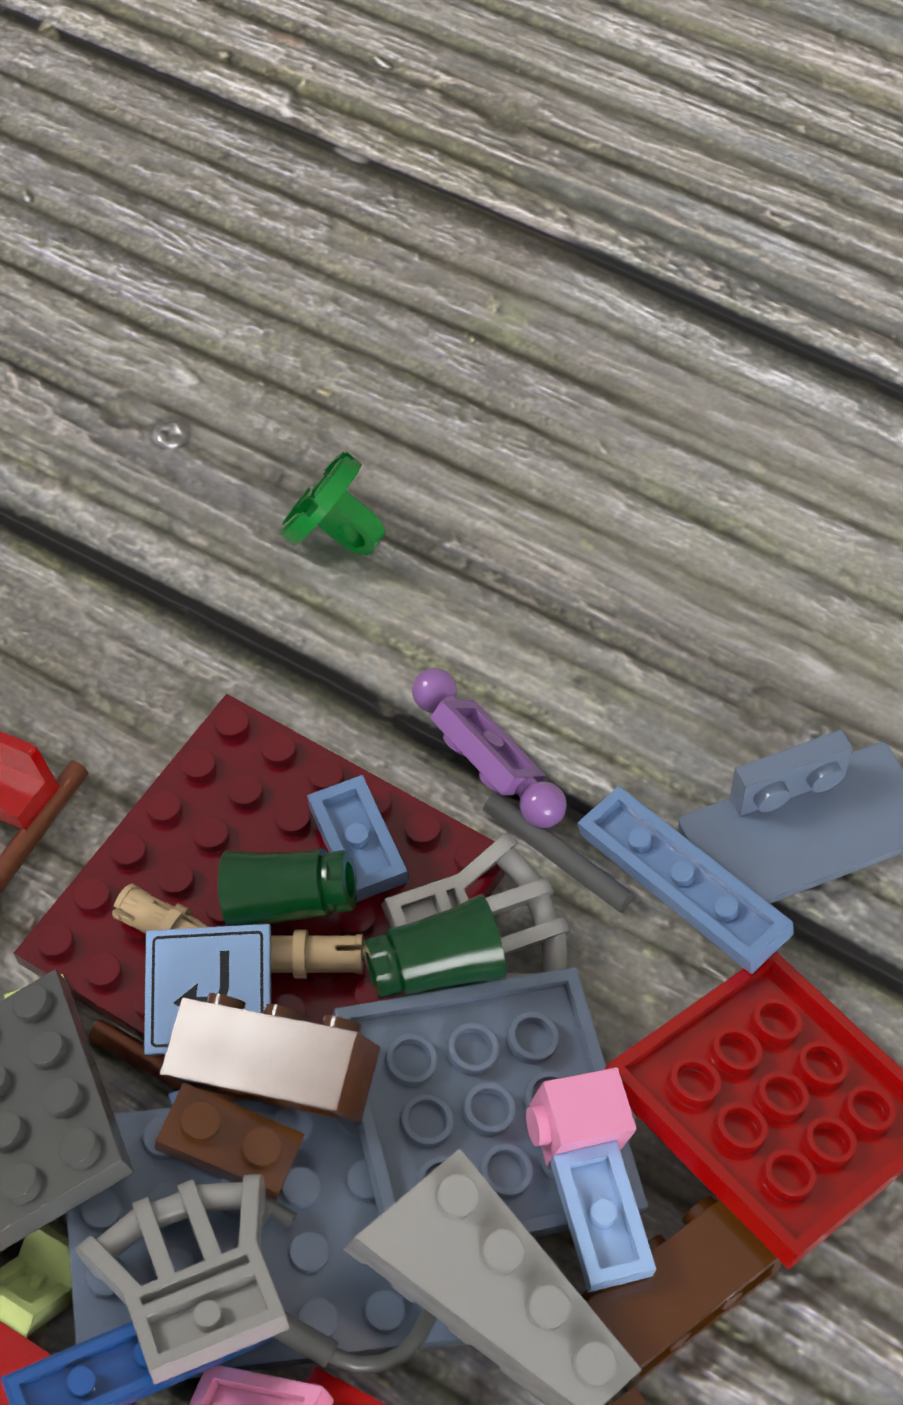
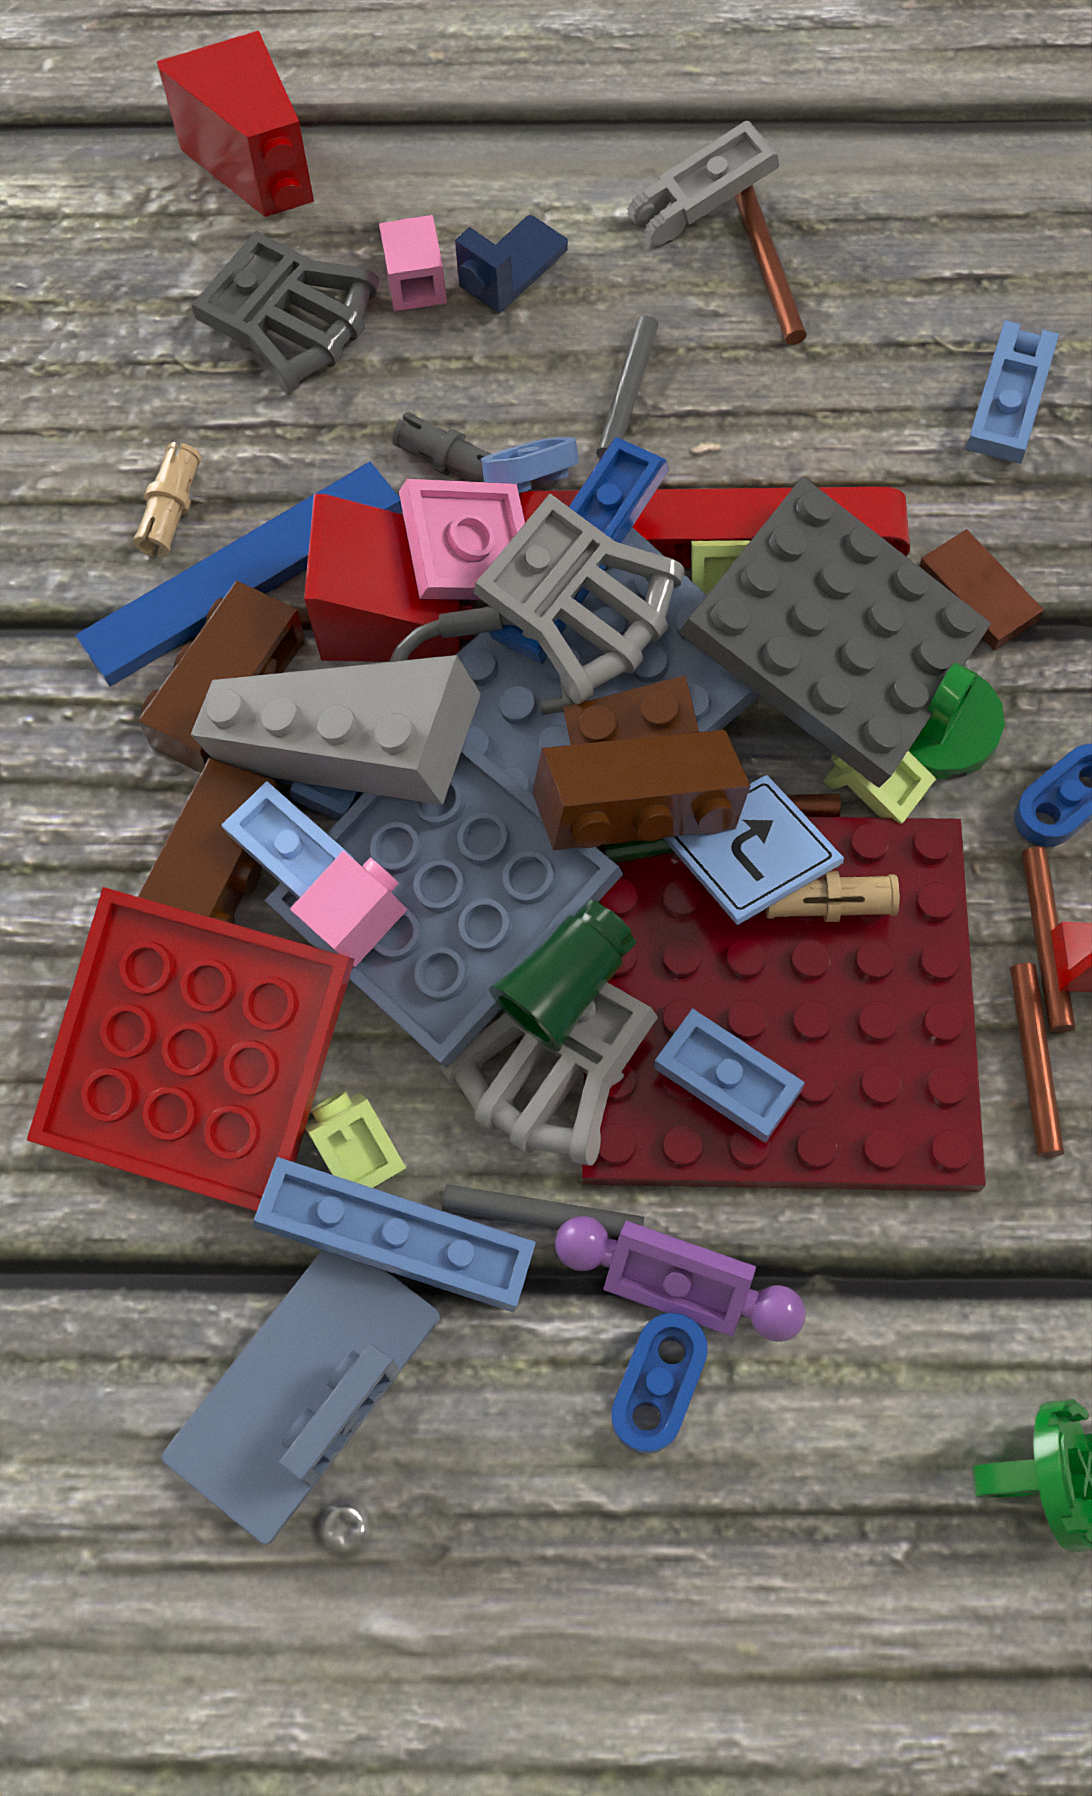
camera: 150 degrees right, 10 degrees up
(114, 760) = (1036, 1060): none -> copper bar
(285, 886) = (753, 965): dark green plant -> none
(316, 954) = (696, 941): tan pin -> none
(541, 696) = (659, 1384): none -> blue plate
(677, 971) = (353, 1140): none -> yellowish green bracket

